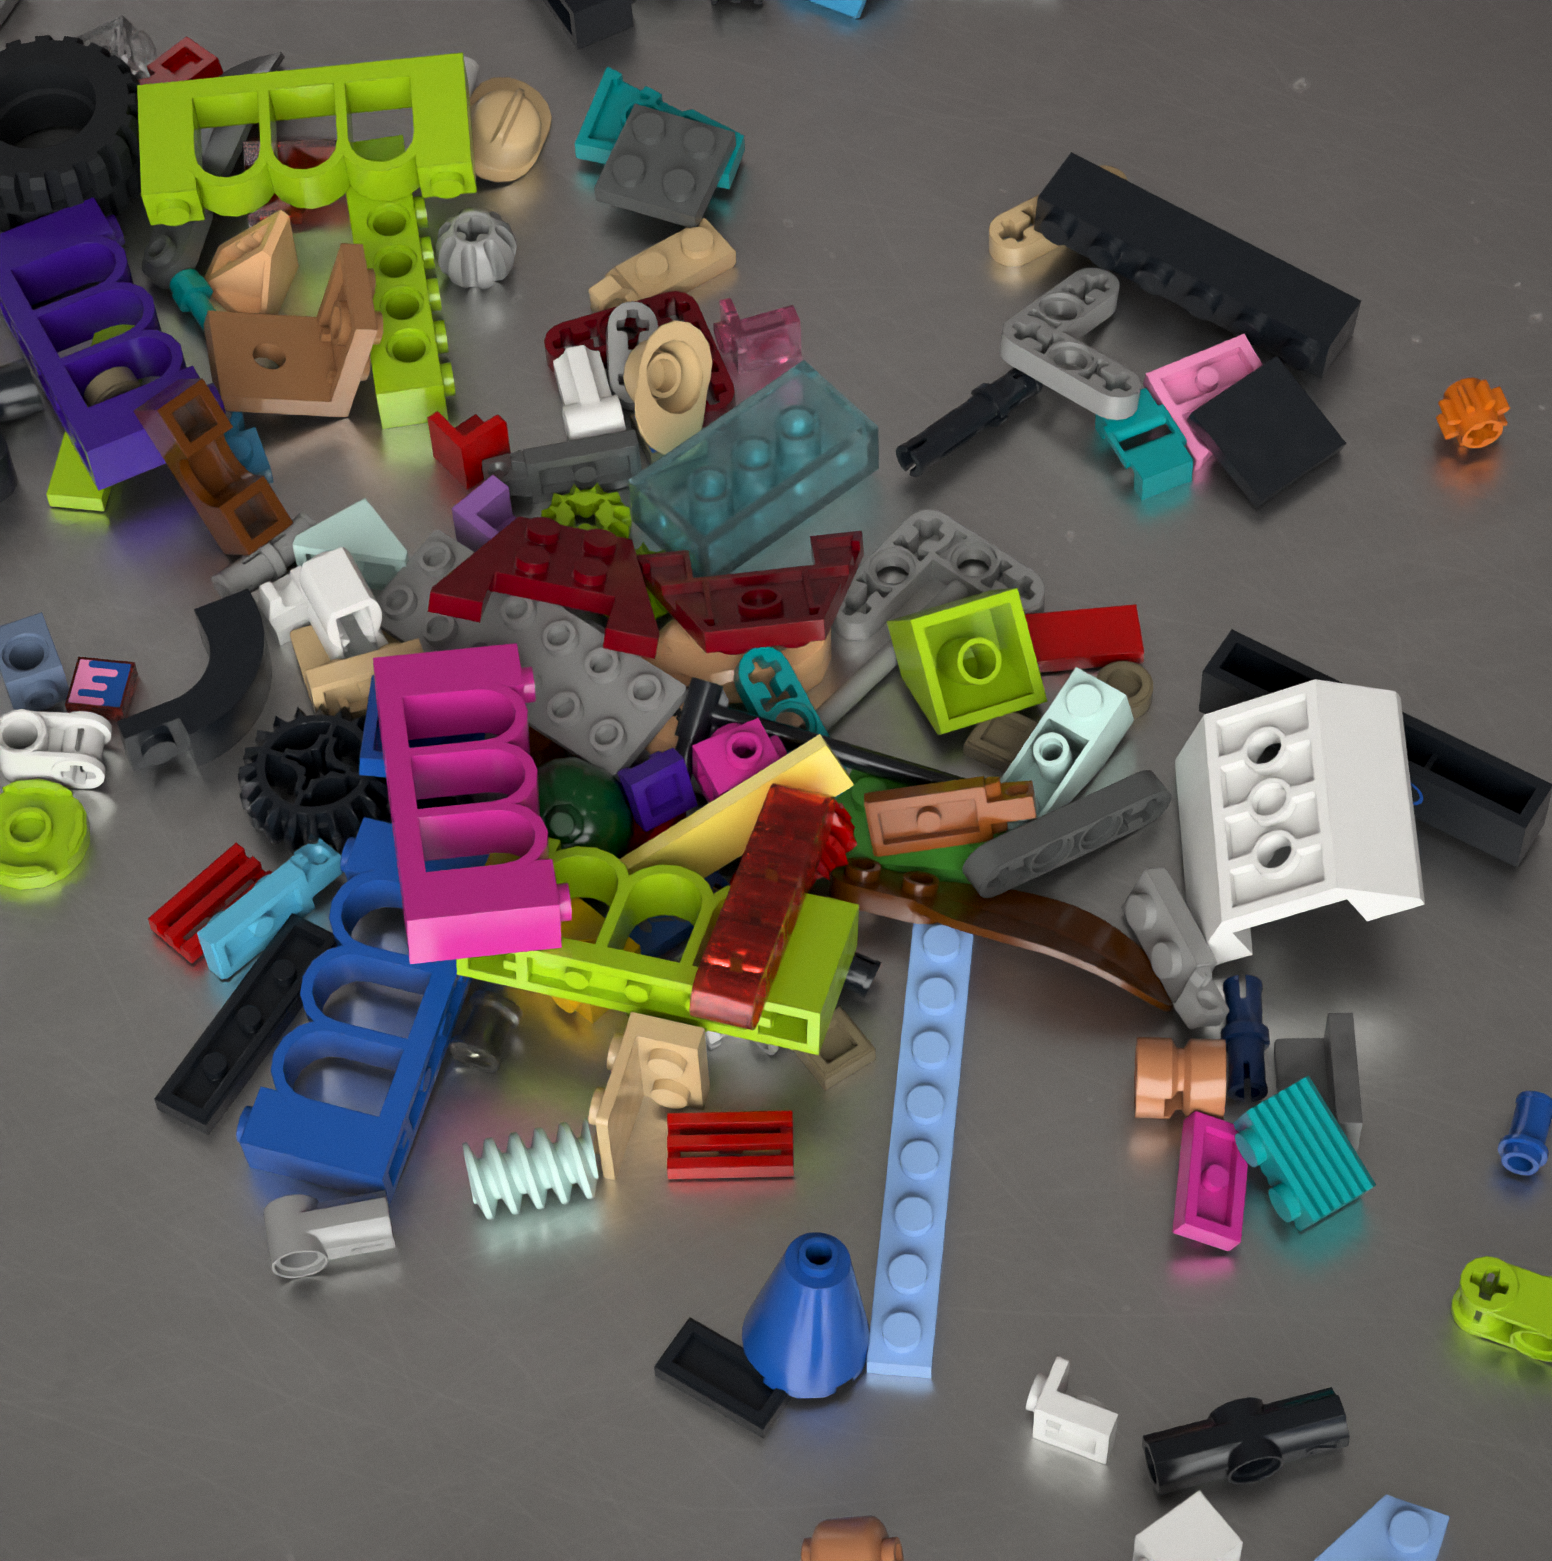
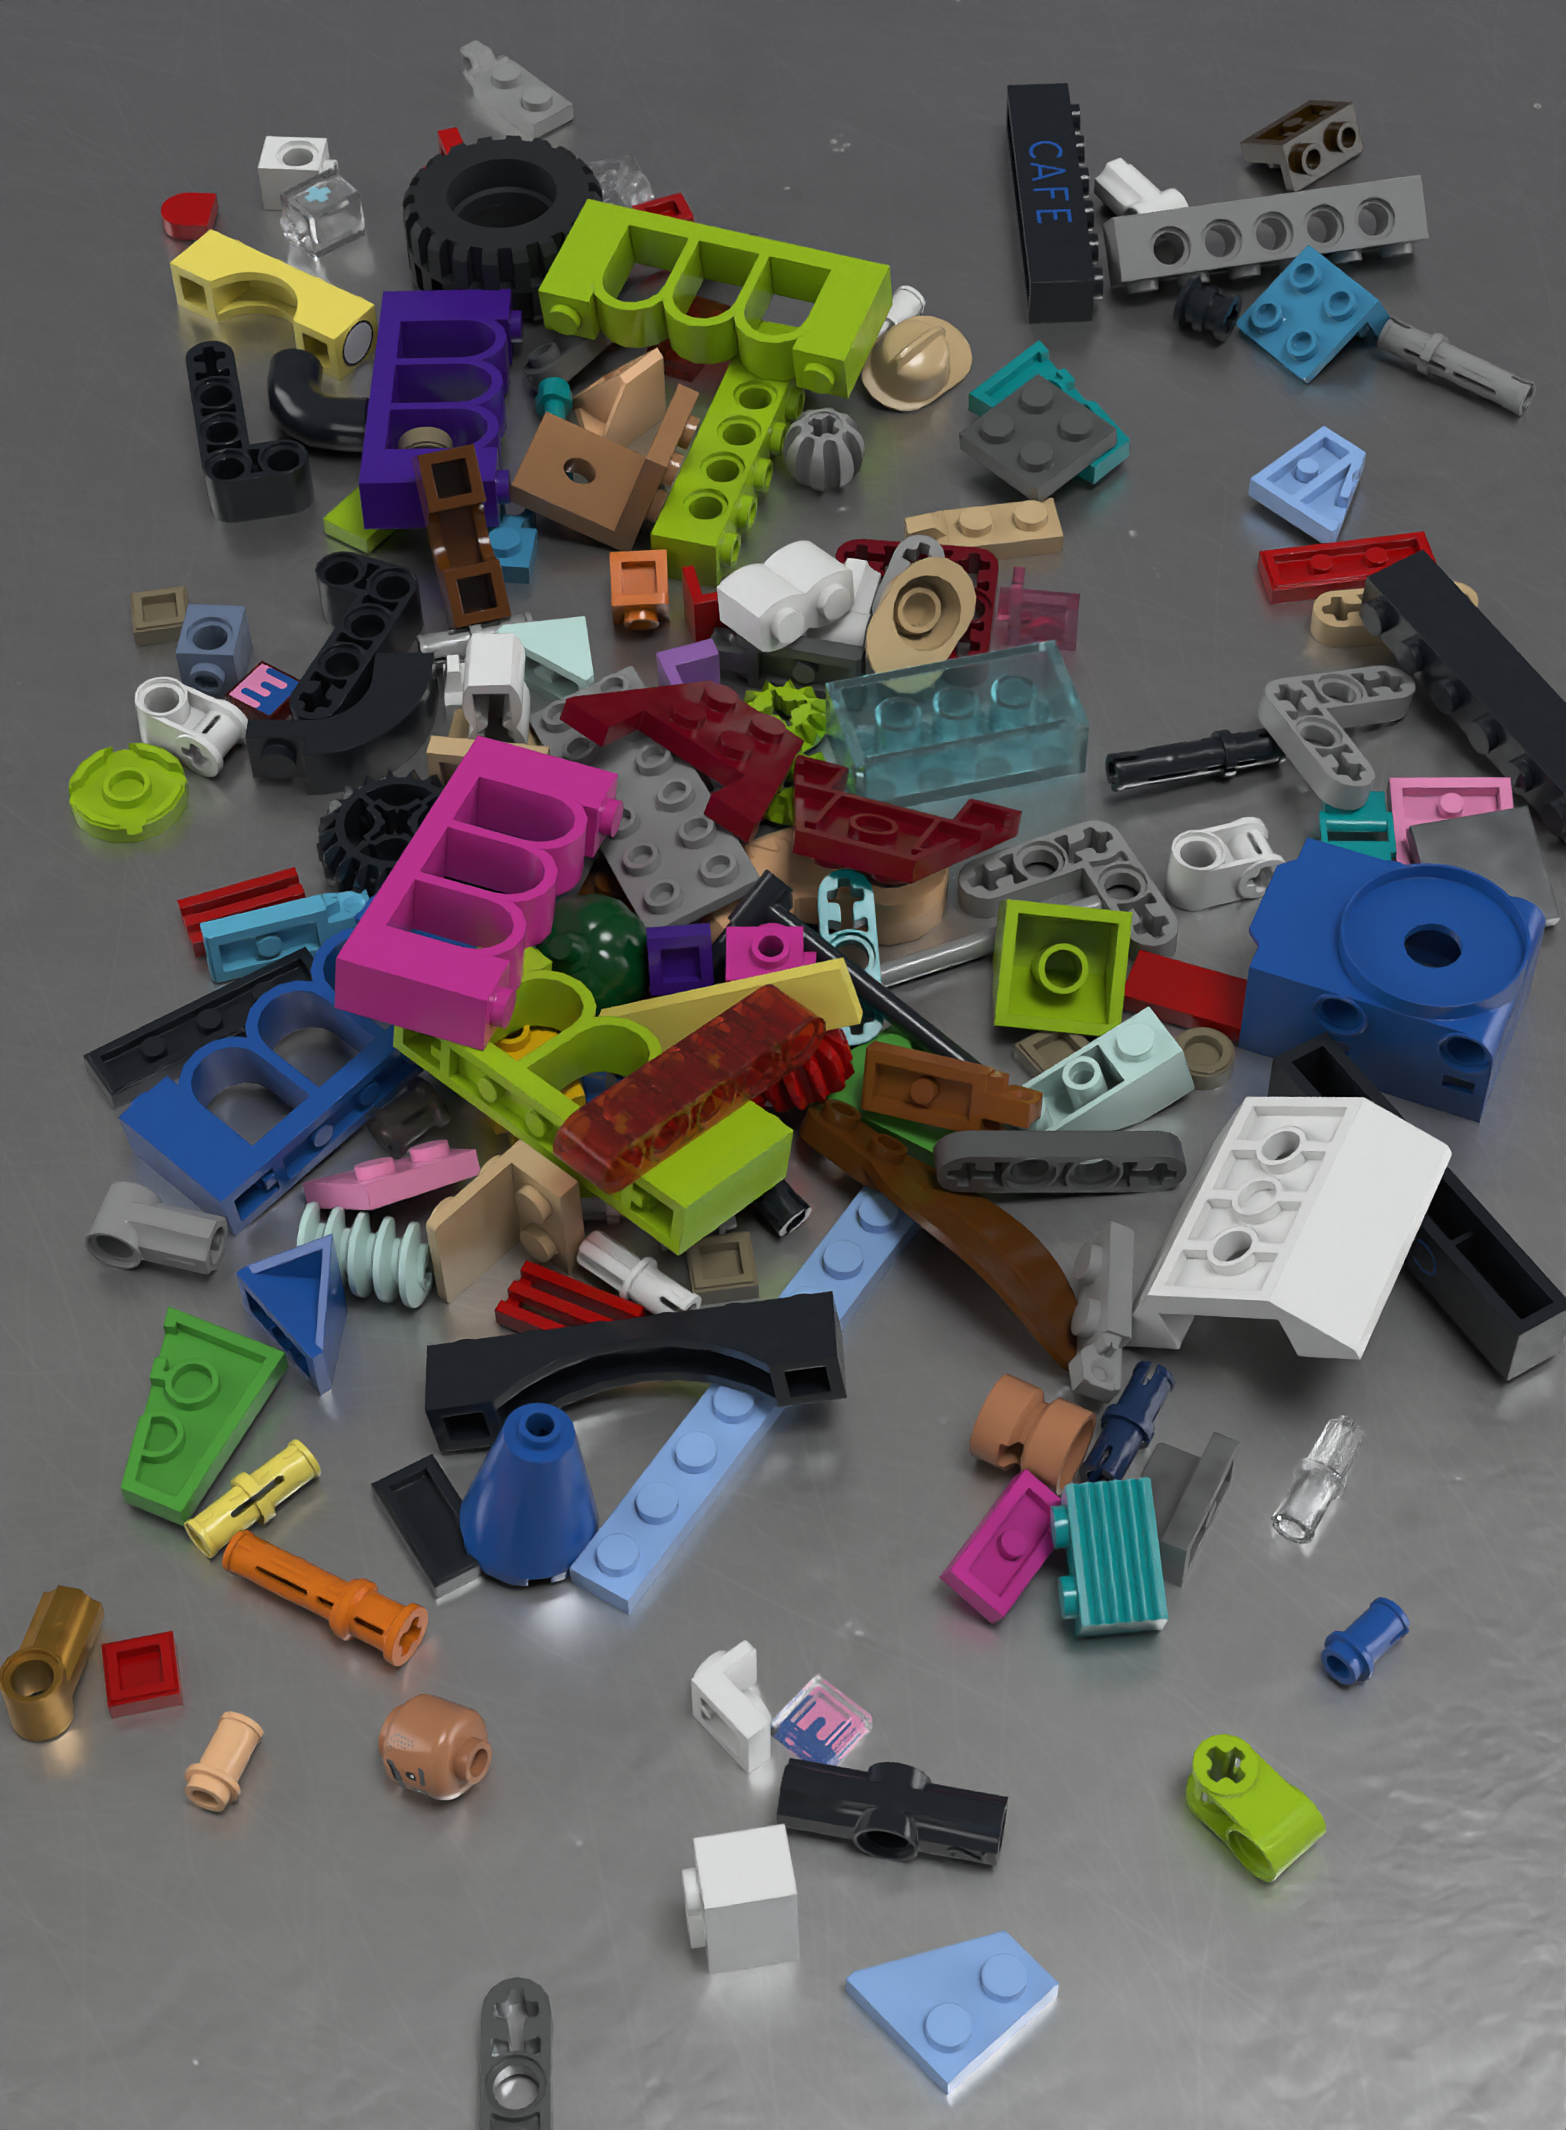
camera: 25 degrees right, 5 degrees down
(163, 565) = (373, 612): none -> black beam
(388, 449) = (639, 588): none -> orange bracket
(465, 1372) = (197, 1411): none -> bright green wing
(502, 1242) = (300, 1306): none -> blue slope
(511, 1095) = (390, 1180): none -> bright pink wing
(543, 409) = (785, 595): none -> white brick
(560, 1424) = (288, 1469): none -> light yellow pin
(708, 1478) = (351, 1607): none -> orange pin
(771, 1089) = (634, 1277): none -> white axle
(924, 118) = (1312, 484): none -> light blue wing
(936, 1102) = (768, 1348): none -> black arch
(990, 187) = (1315, 569): none -> red tile
(1048, 510) = (1218, 865): none -> white piece
(1144, 1396) = (821, 1723): none -> clear tile
(1215, 568) = (1340, 960): none -> blue piece
(1419, 1015) = (1319, 1480): none -> clear axle

